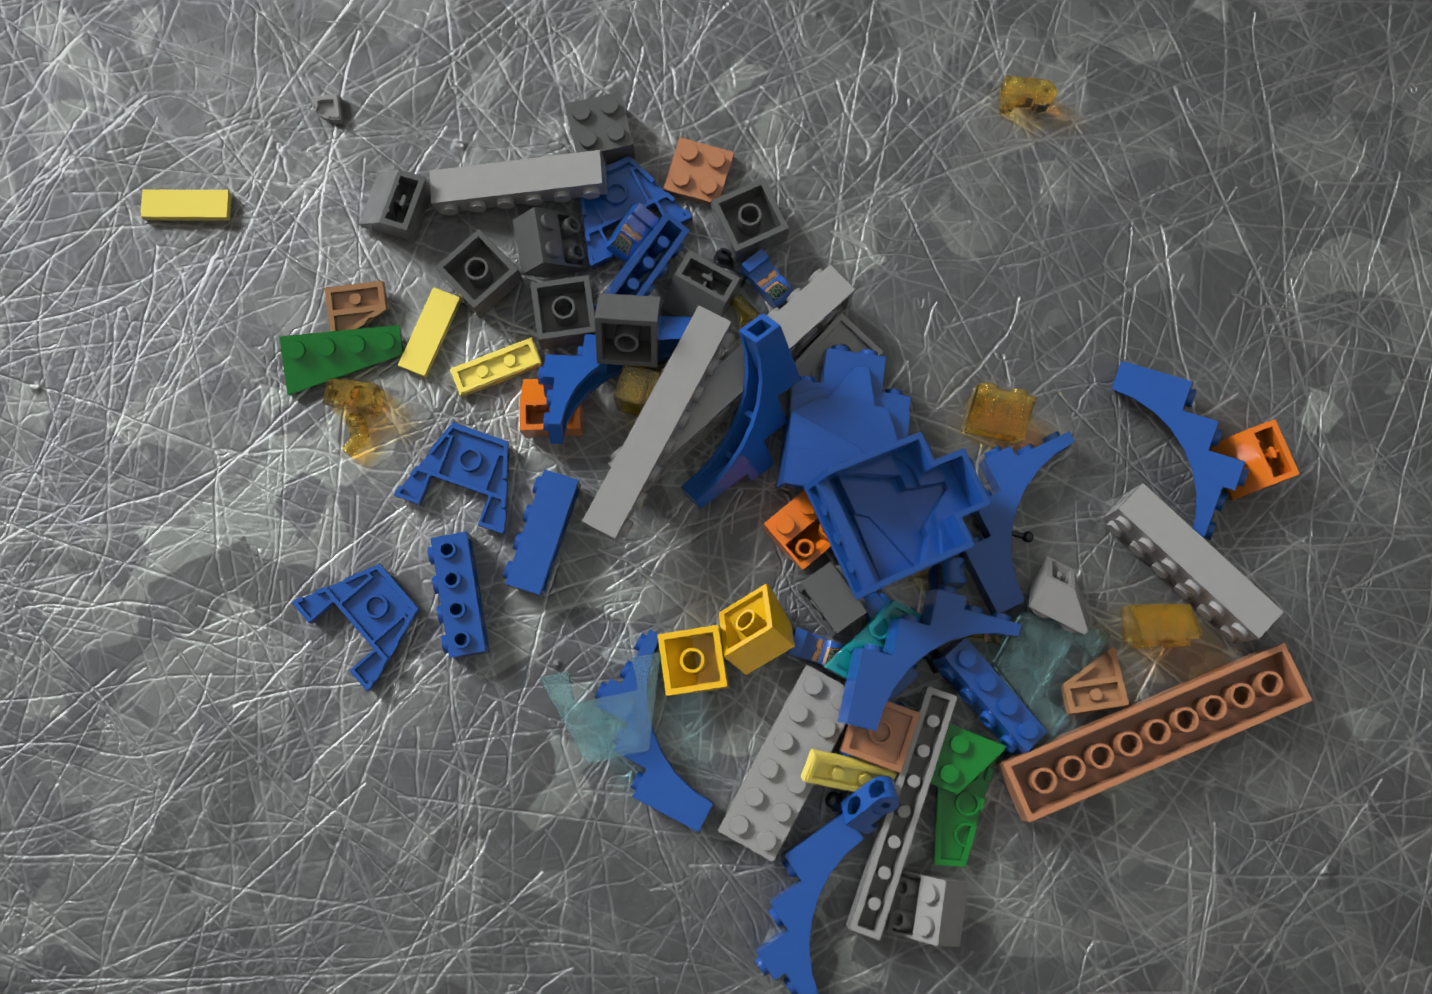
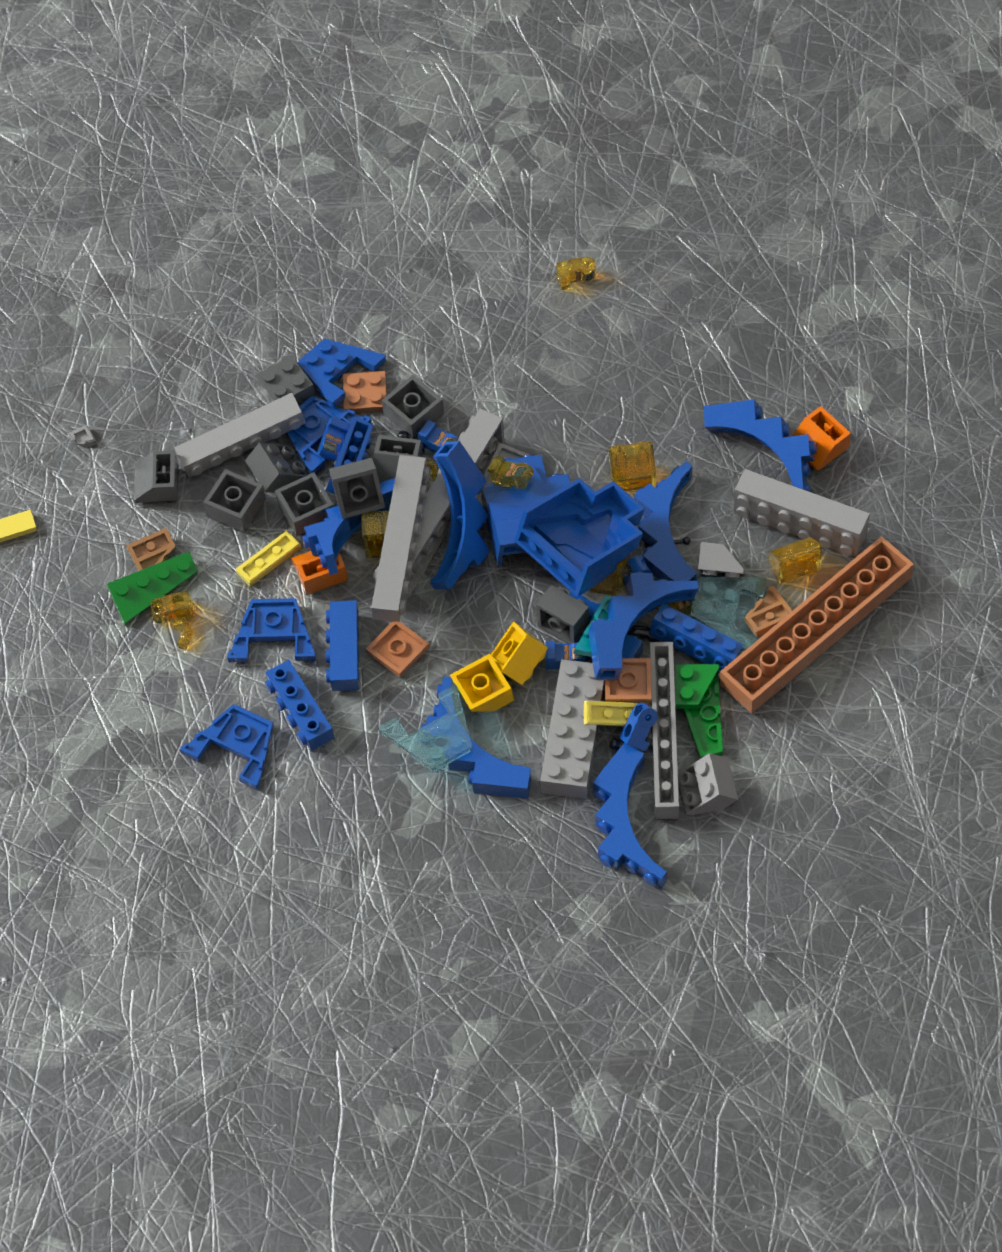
camera: 15 degrees left, 20 degrees down
(429, 332) = (211, 552): light yellow tile -> none
(609, 563) = (397, 648): none -> nougat plate
(668, 114) = (330, 361): none -> blue wing
(798, 531) = (524, 581): orange slope -> none
(835, 378) = (510, 473): none -> clear yellow leg

